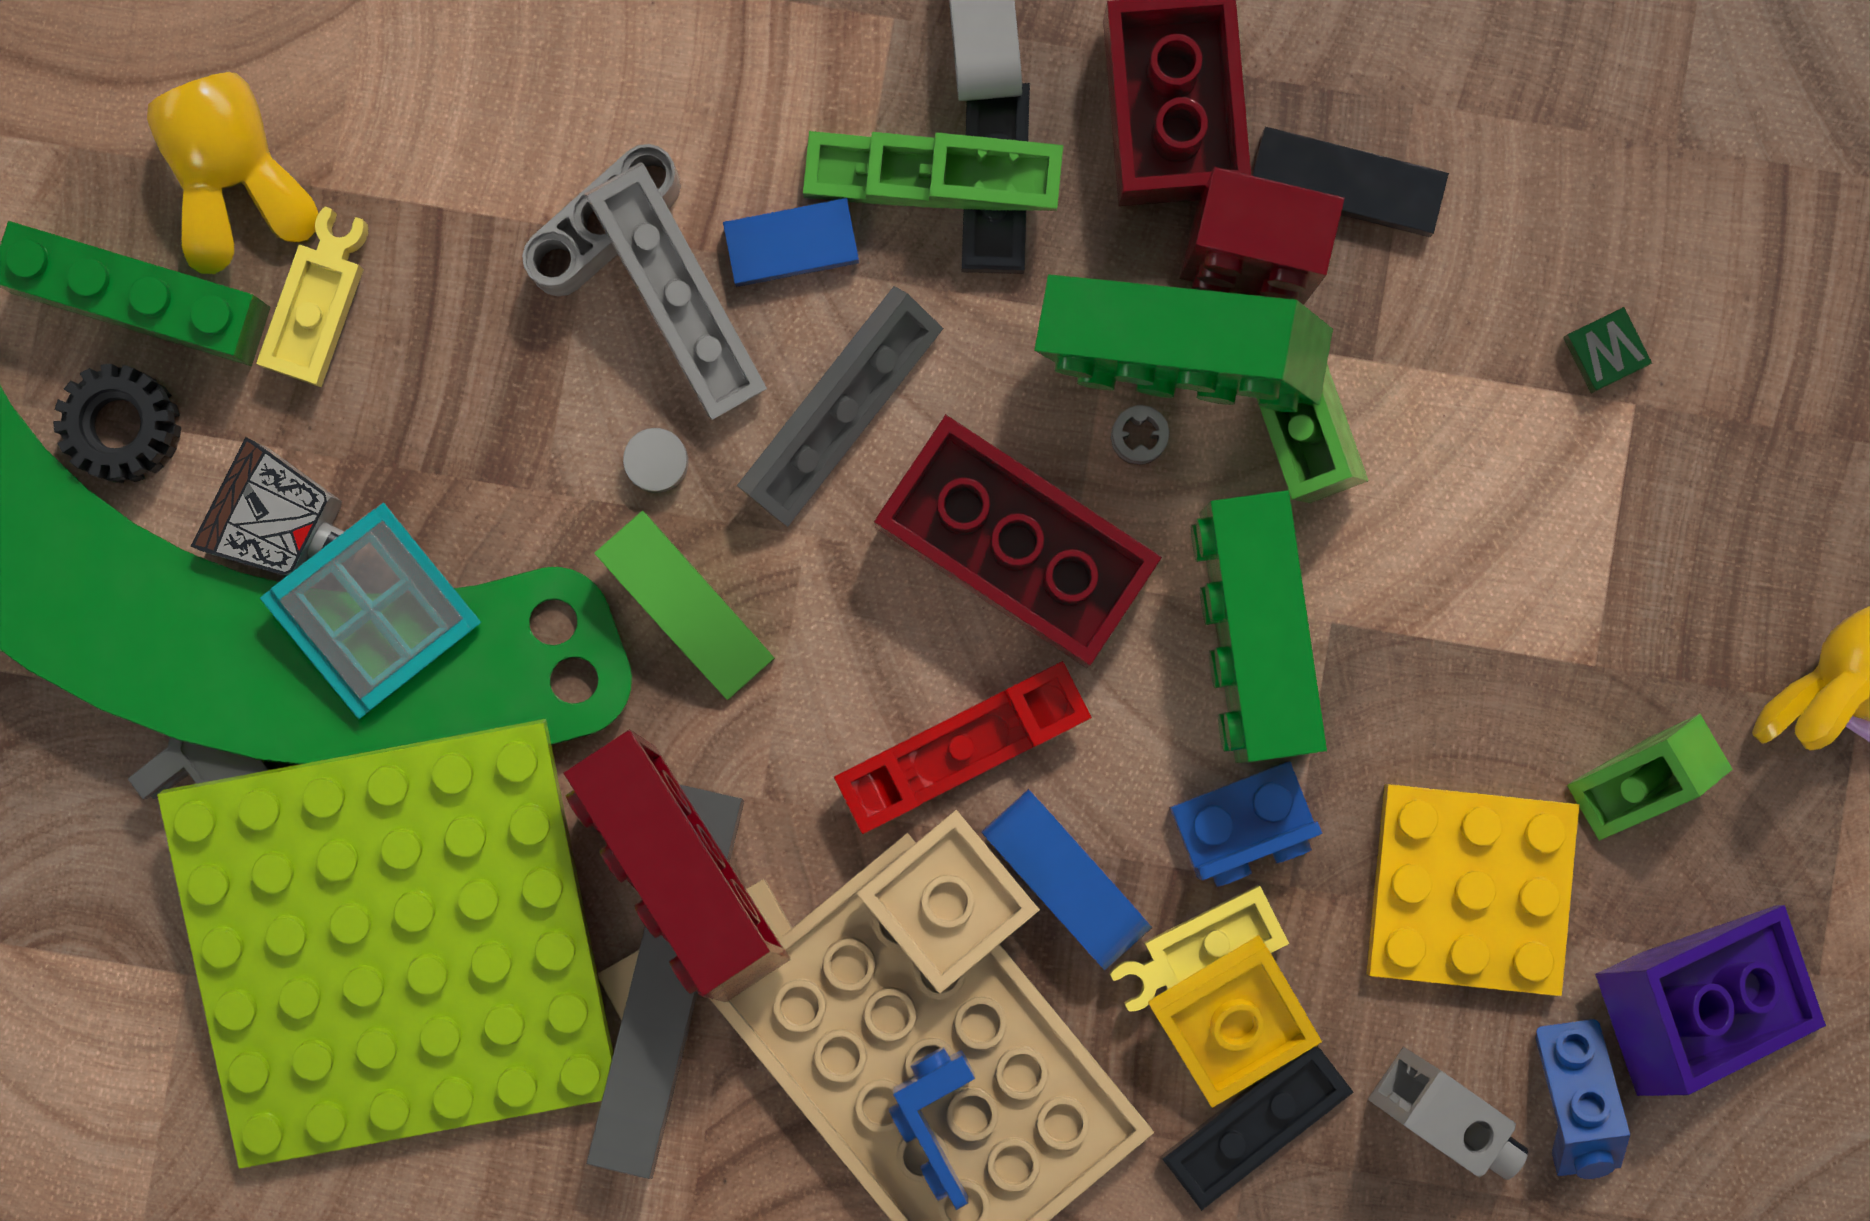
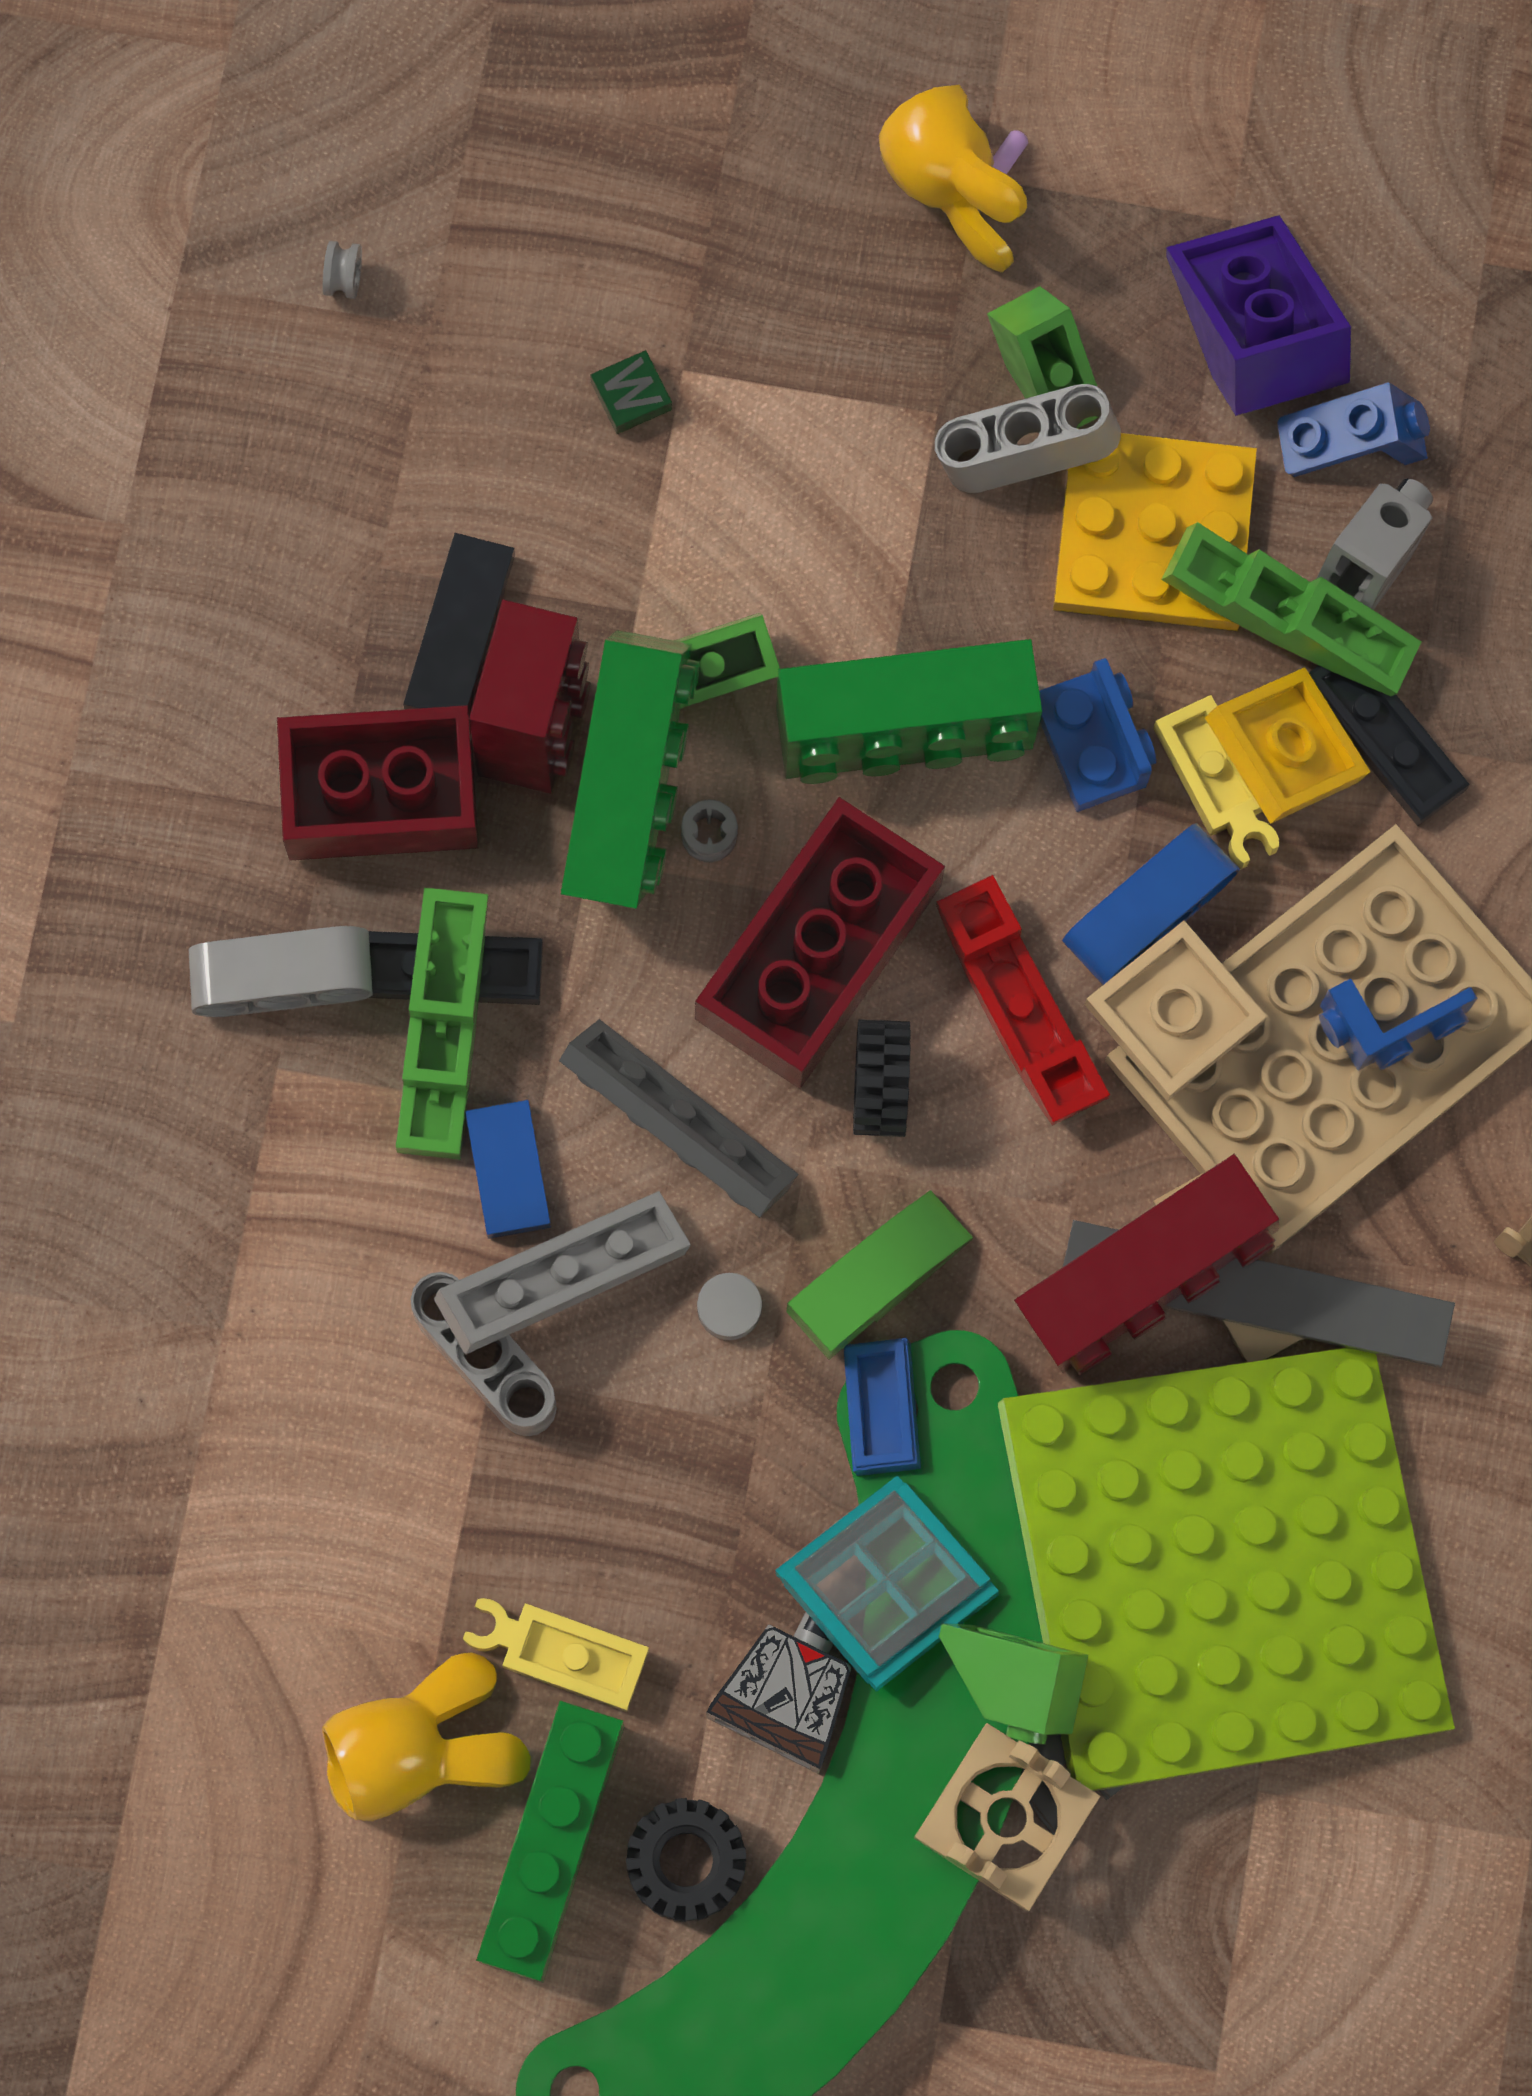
camera: 95 degrees left, 10 degrees down
(69, 733) = (1073, 1807): none -> tan piece
(263, 732) = (1018, 1680): none -> bright green slope
(553, 609) = (881, 1407): none -> blue tile
(876, 604) = (882, 1078): none -> black tyre
(1379, 1028) = (1291, 612): none -> bright green slope
(1570, 727) = (1001, 427): none -> light grey beam
(1731, 51) = (342, 269): none -> light grey bush

